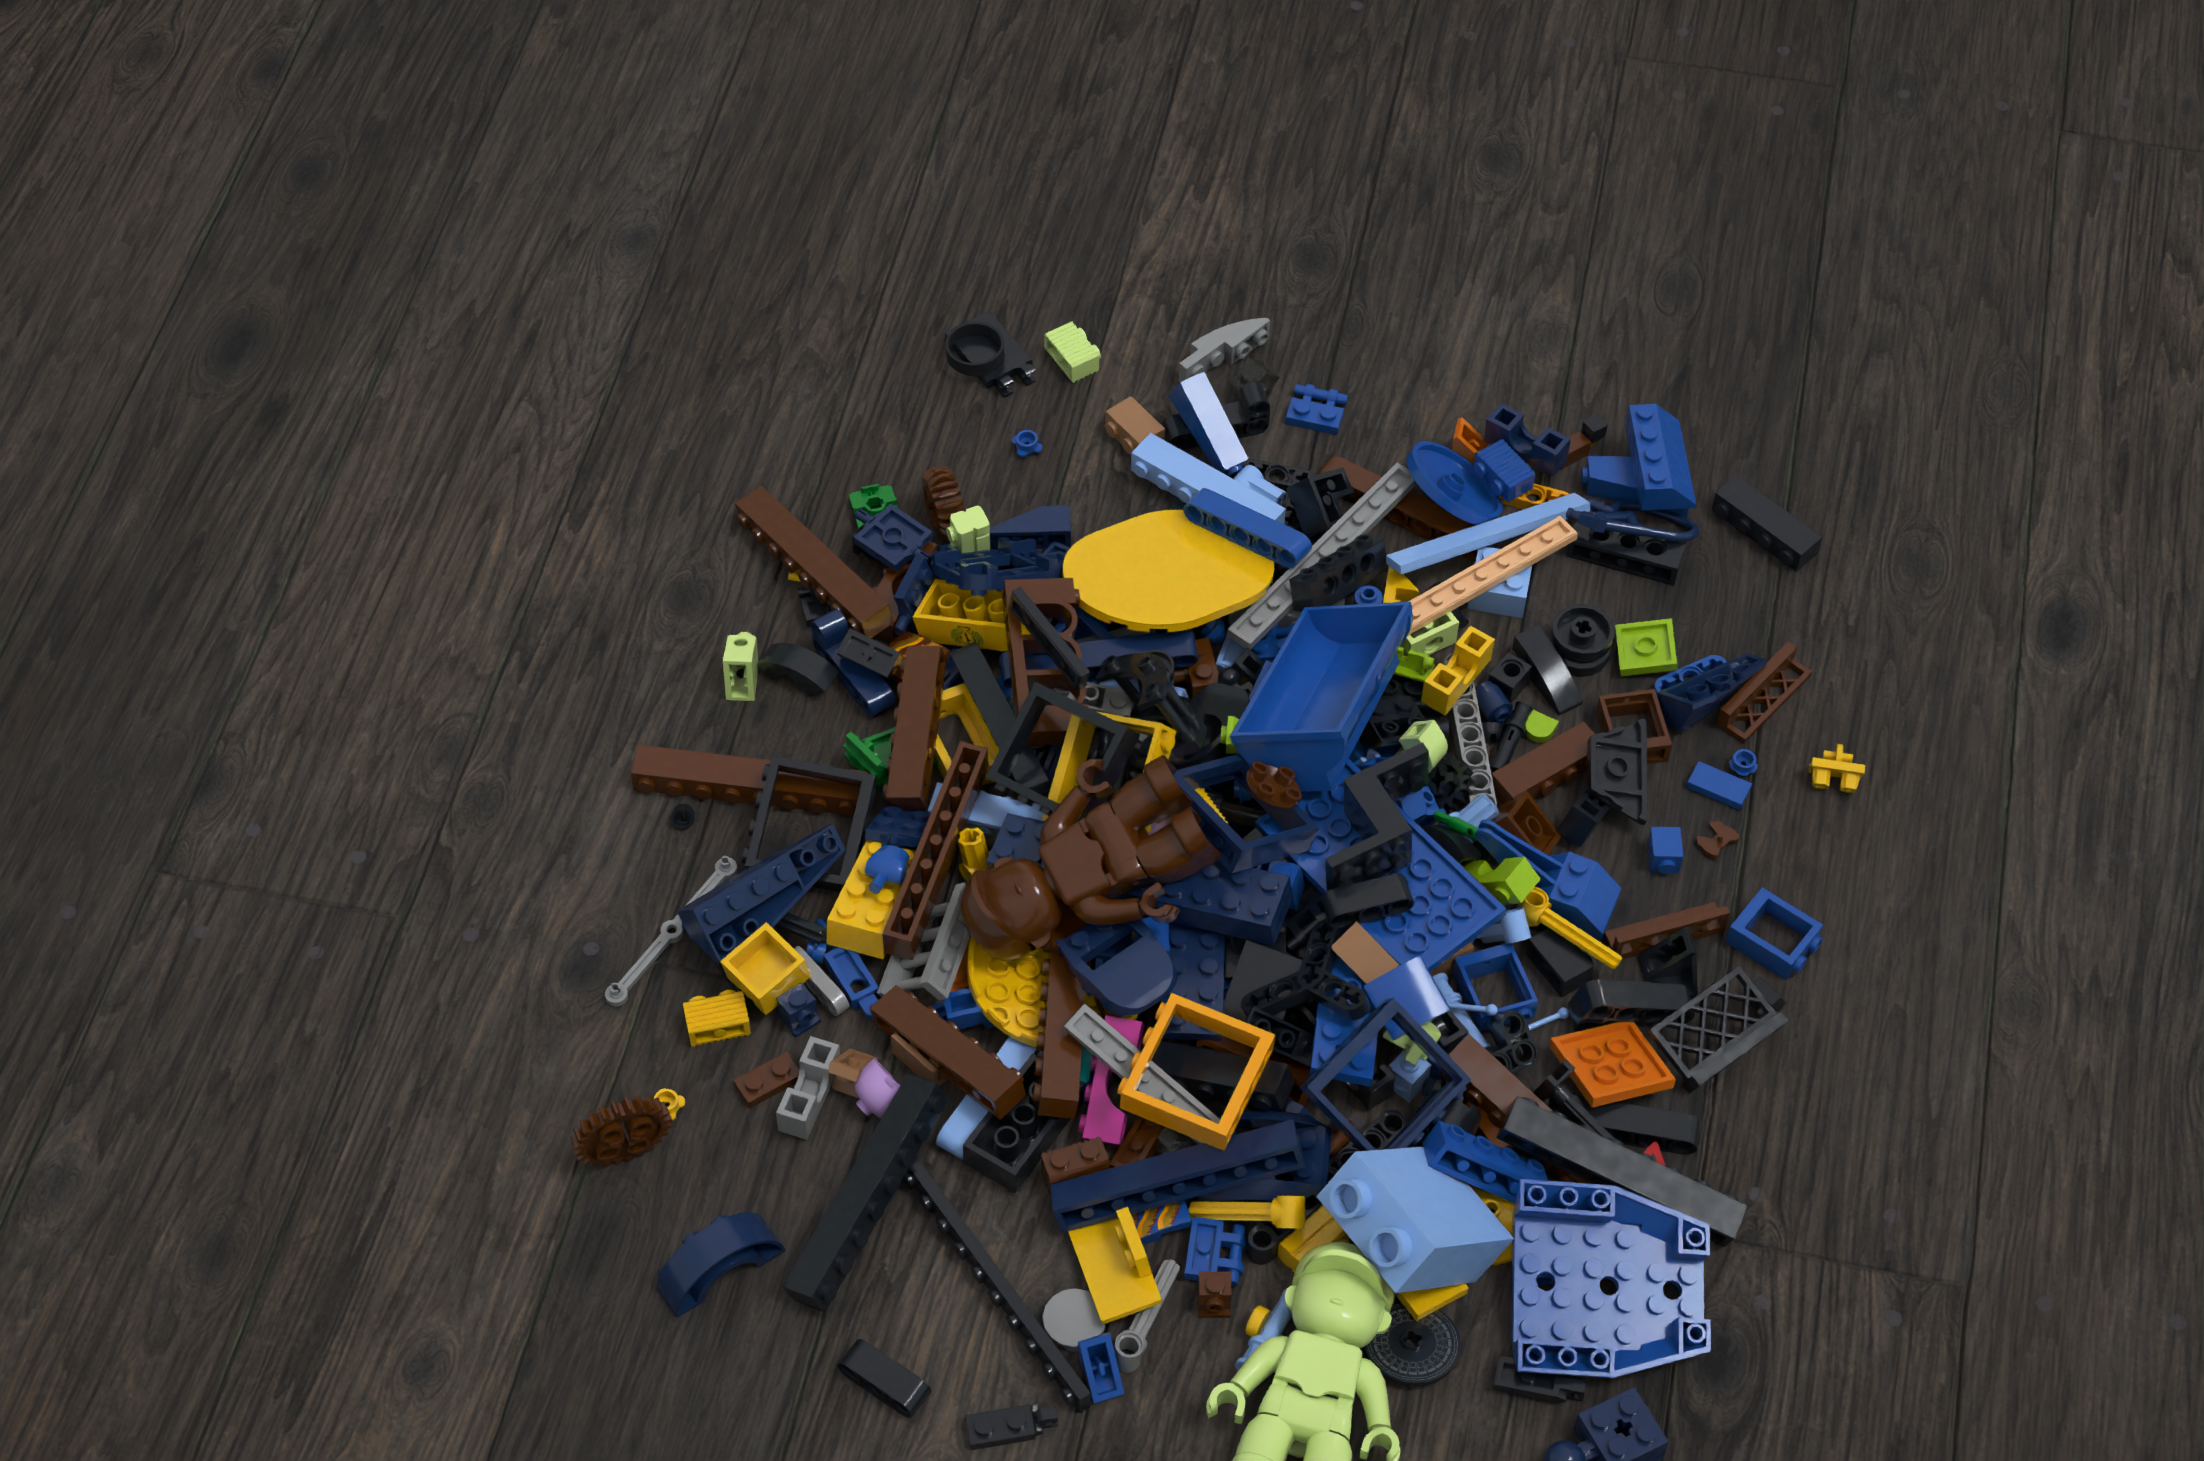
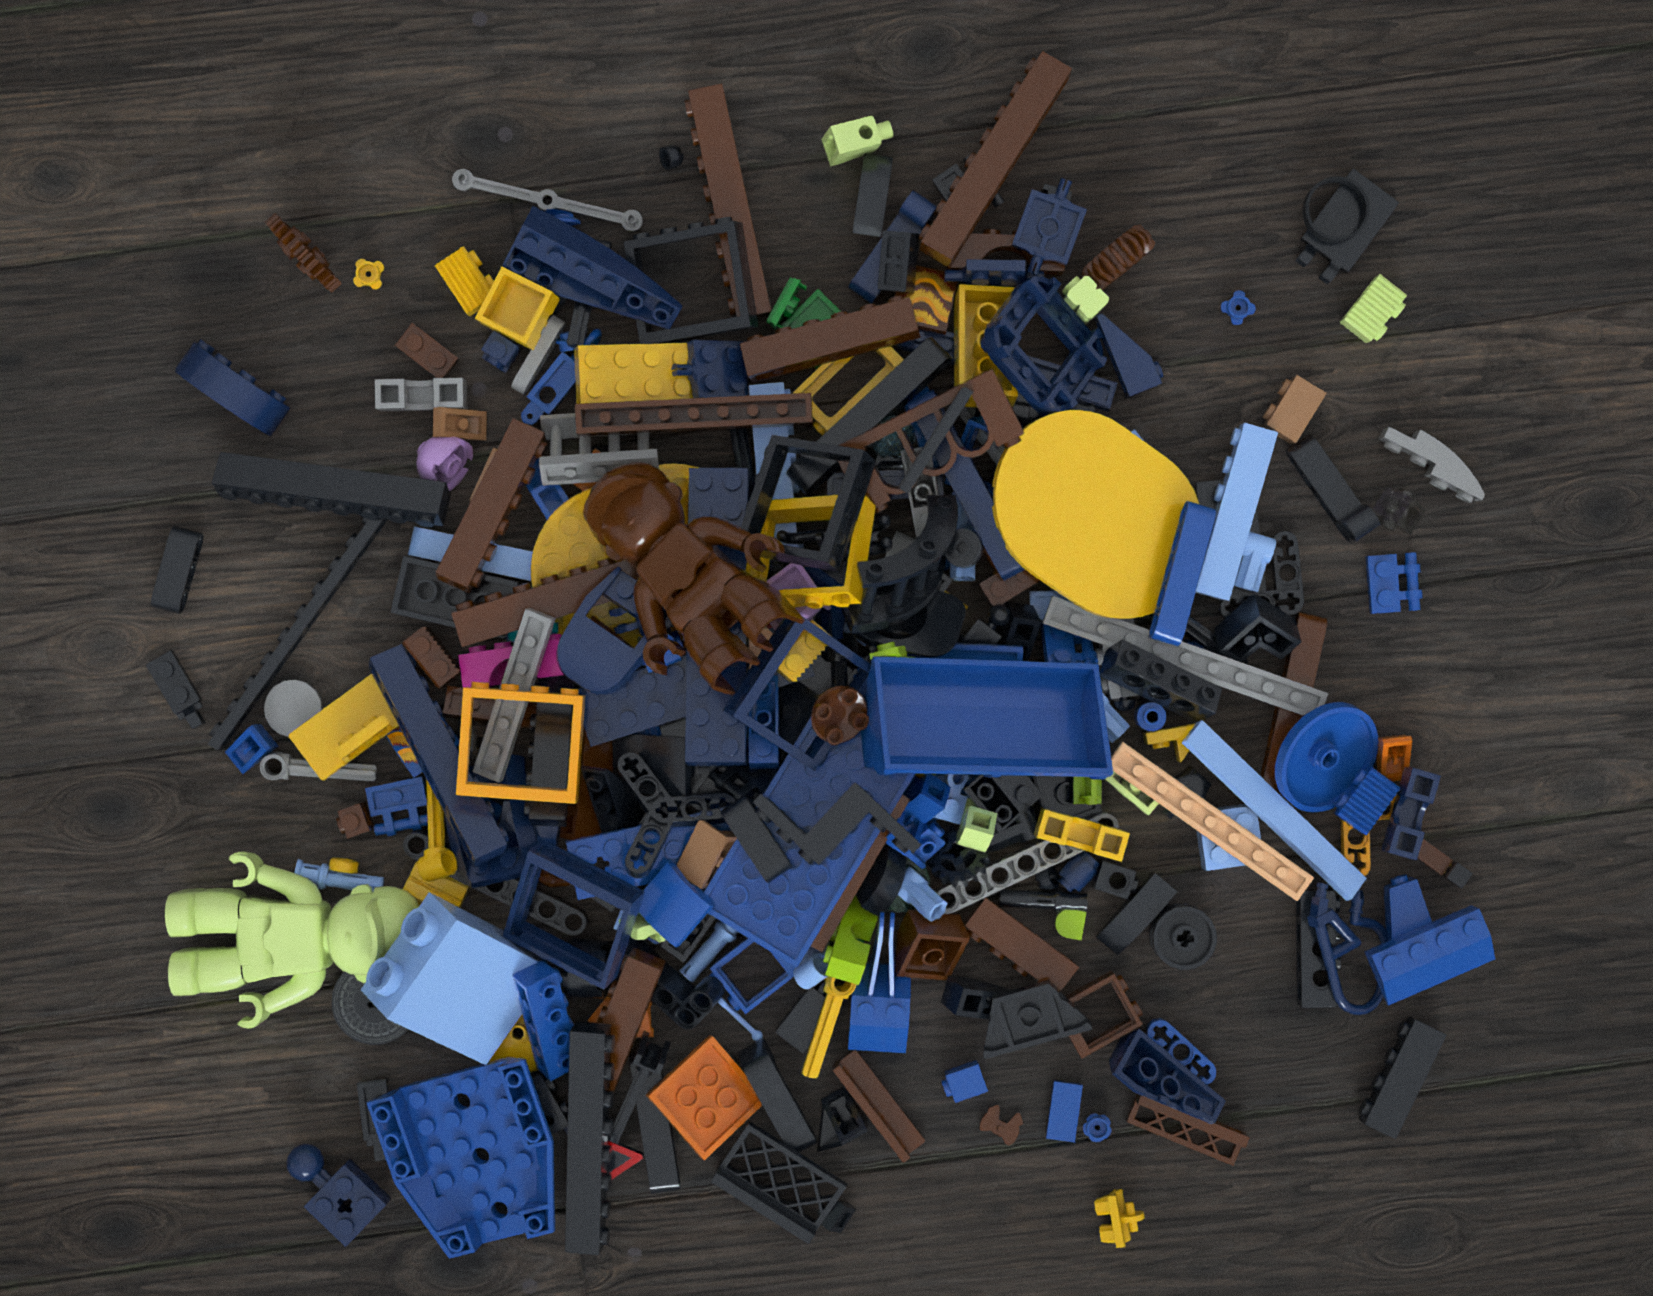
camera: 65 degrees right, 35 degrees up
(870, 497) = (1115, 193): green piece -> none
(886, 866) = (651, 378): blue piece -> none
(973, 852) = (714, 449): yellow piece -> none
(1208, 423) = (1307, 487): slope -> none
(1456, 824) = (903, 887): green piece -> none
(1491, 1009) = (714, 928): light blue hinge -> none
(1646, 647) = (1199, 1000): lime plate -> none
(1765, 953) = (916, 1178): blue window -> none

